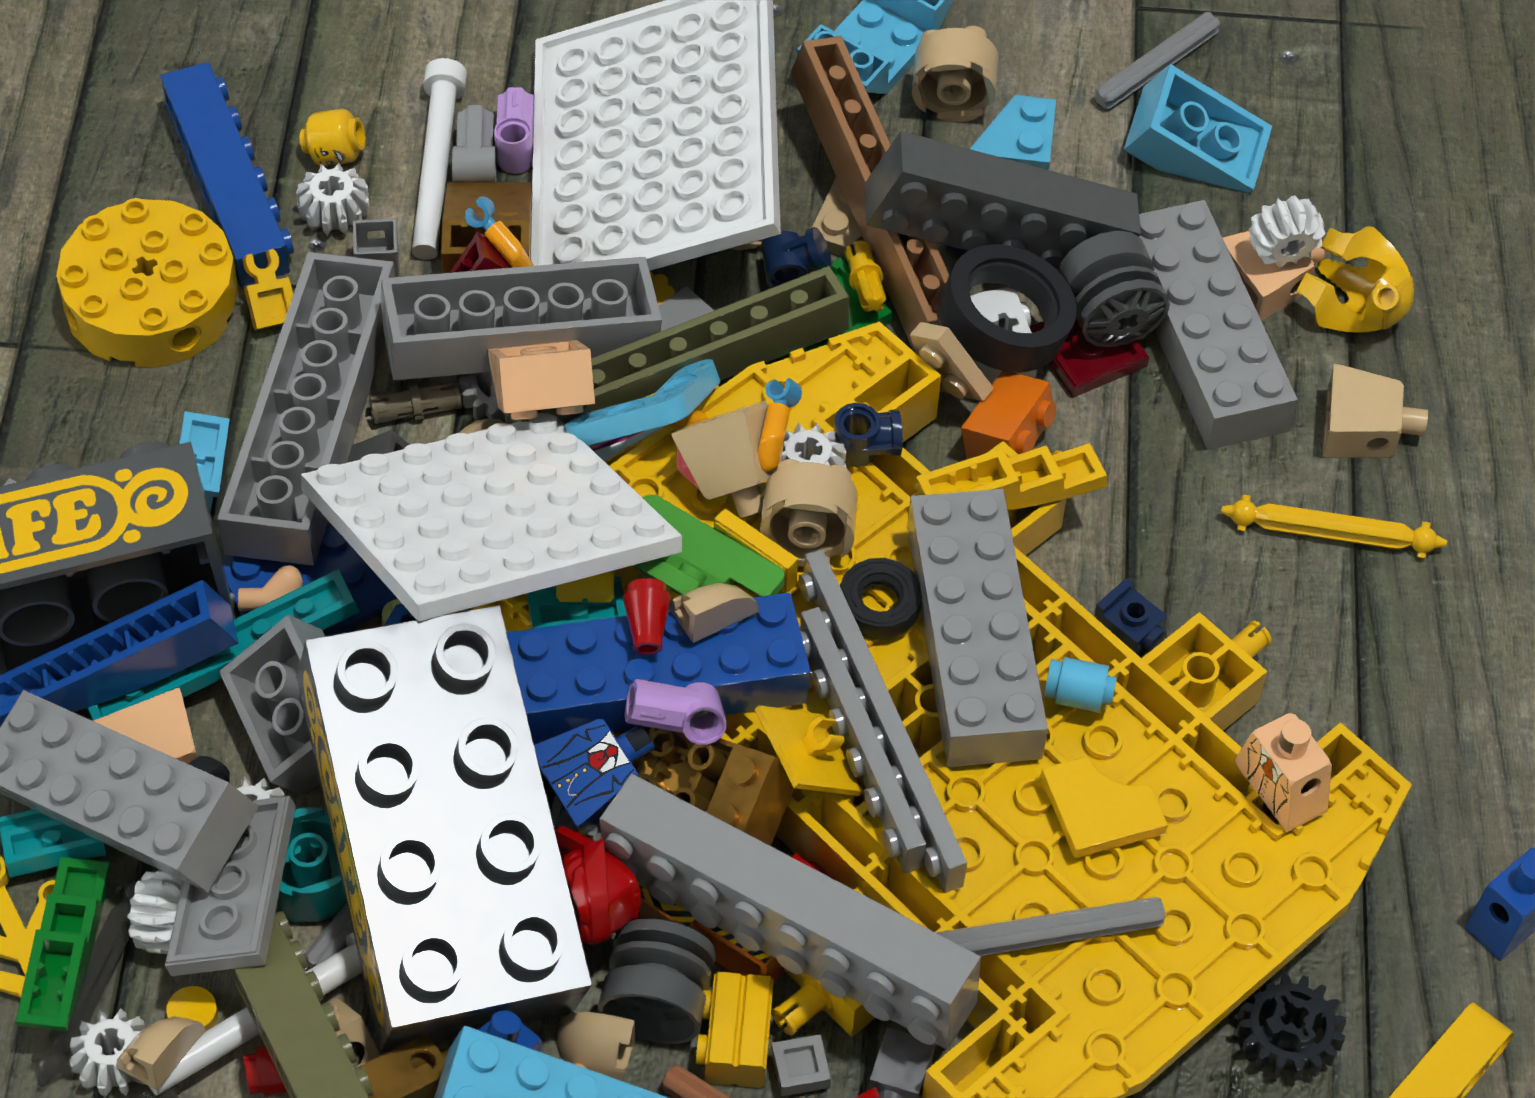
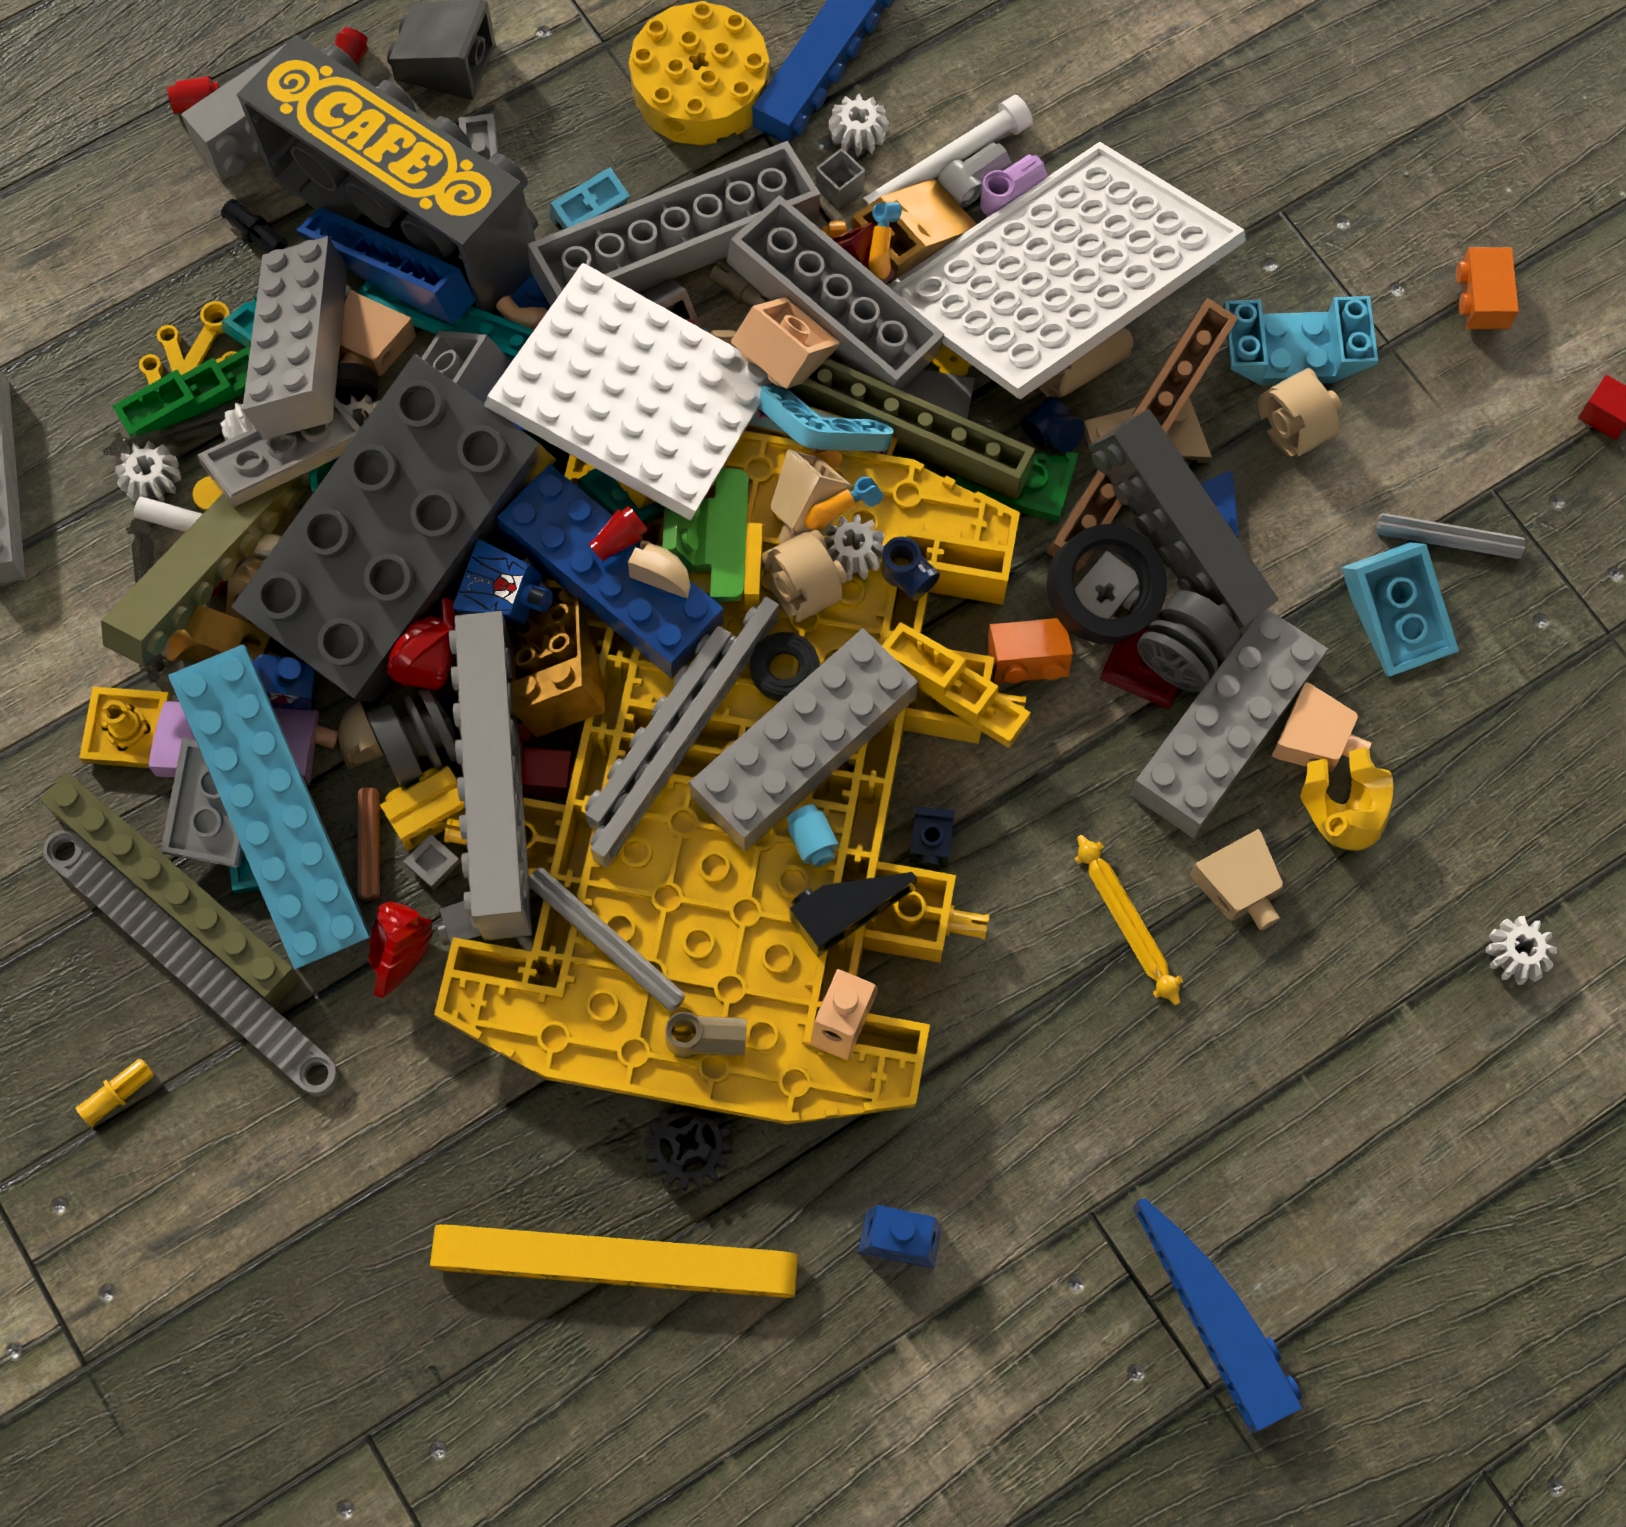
camera: 55 degrees right, 15 degrees up
(159, 1049) = (153, 495): tan brick -> none
(269, 296) = (749, 142): yellow plate -> none
(333, 137) = (907, 87): yellow head -> none
(674, 709) = (578, 613): lavender piece -> none
(809, 750) = (618, 702): yellow piece -> none
(865, 276) = (1067, 479): yellow axle -> none
(948, 357) = (1028, 593): tan wing -> none
(1021, 132) = (1296, 493): medium azure wing -> none
(1099, 811) = (727, 914): yellow tile -> none
(1174, 713) = (844, 907): none -> black slope
(1217, 904) = (711, 1037): none -> dark tan piece
(1286, 231) = (1334, 720): white gear -> none

